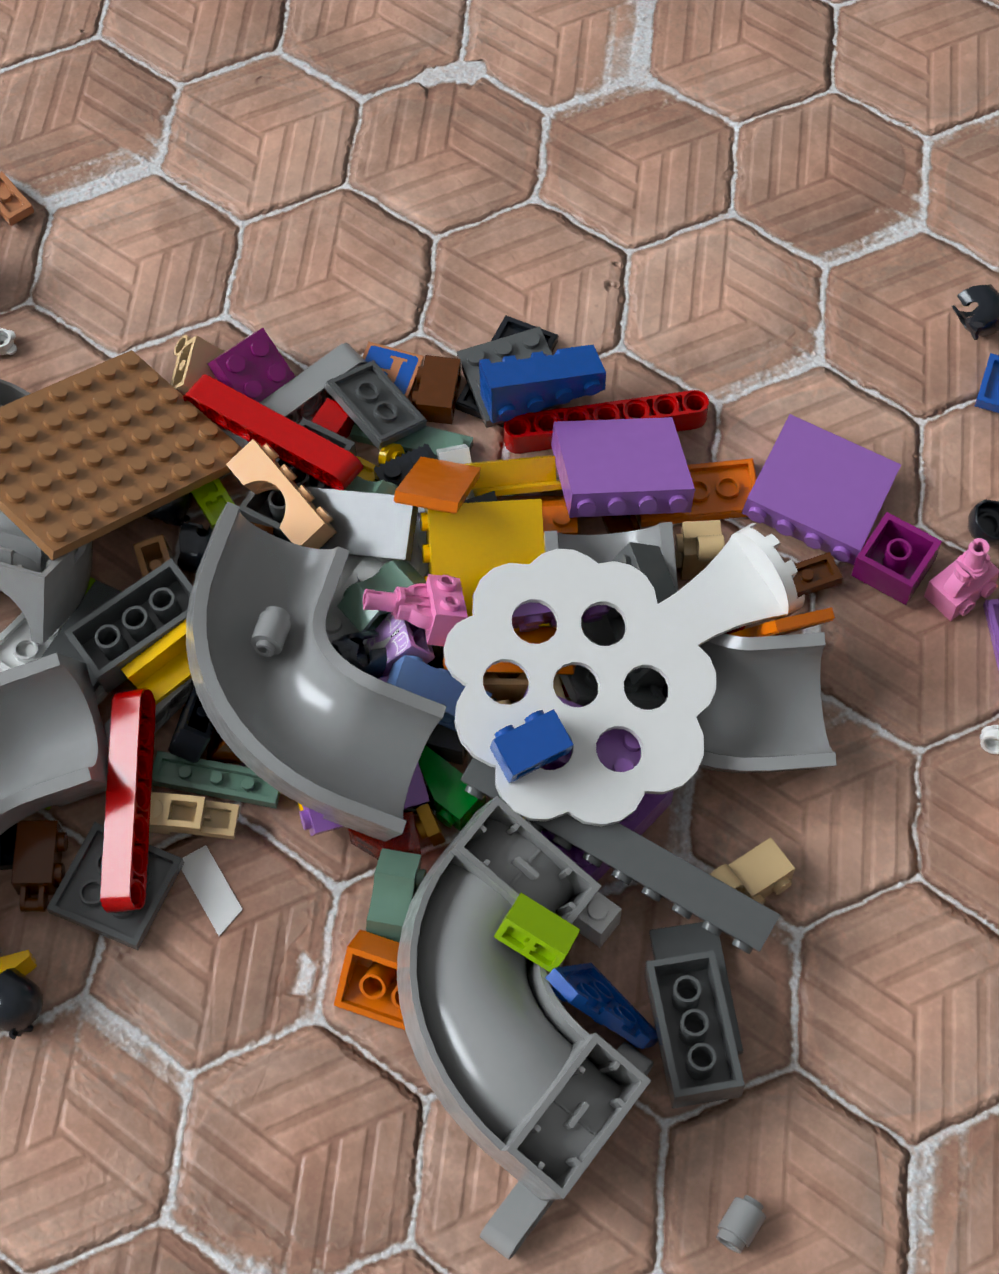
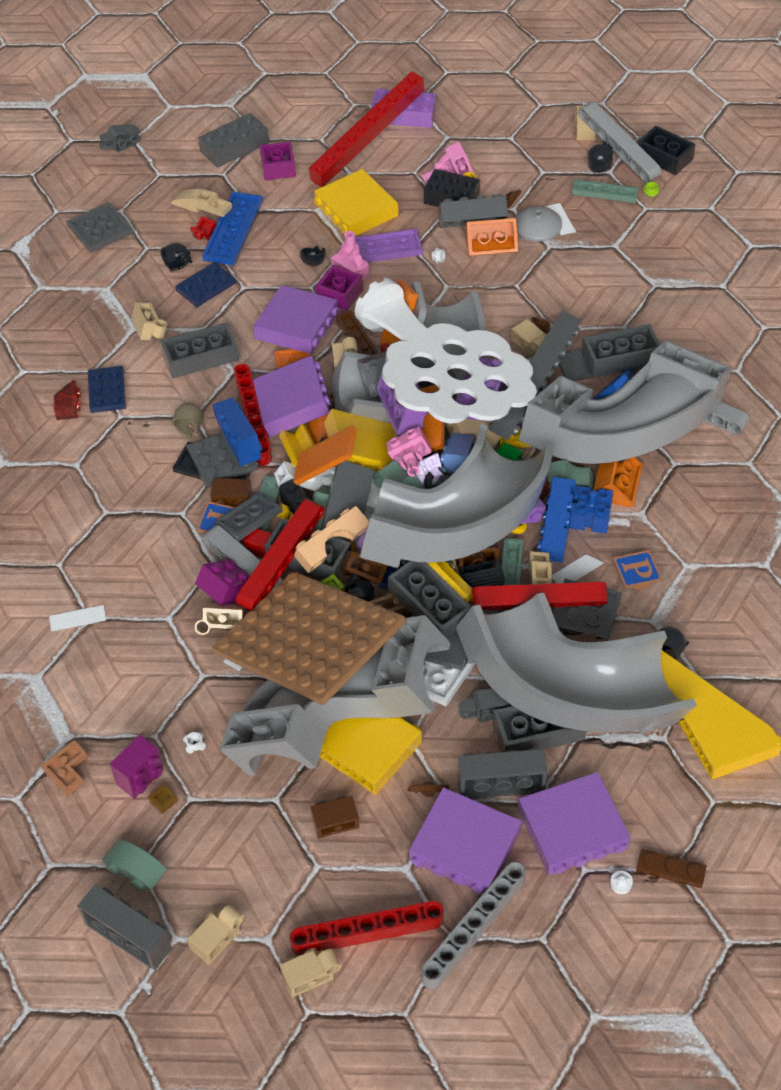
camera: 95 degrees left, 10 degrees down
(181, 981) = (637, 570): none -> piece
(246, 210) = (77, 618): none -> white sticker
(271, 631) = (437, 515): light grey brick -> none
(301, 860) = (557, 519): none -> blue wedge
(322, 921) = (591, 509): none -> blue brick
(530, 745) = (502, 383): blue brick -> none
(537, 933) = (596, 392): lime hinge -> none
(599, 327) = (187, 415): none -> dark tan helmet
(656, 177) = (67, 402): none -> clear red slope
(686, 230) = (106, 389): none -> dark blue plate
(741, 1223) = (708, 337): light grey brick -> none
(750, 345) = (199, 350): none -> dark grey brick
(800, 909) = (543, 324): none -> reddish brown piece
(821, 272) = (147, 322): none -> tan hinge
(926, 363) = (205, 284): none -> dark blue plate

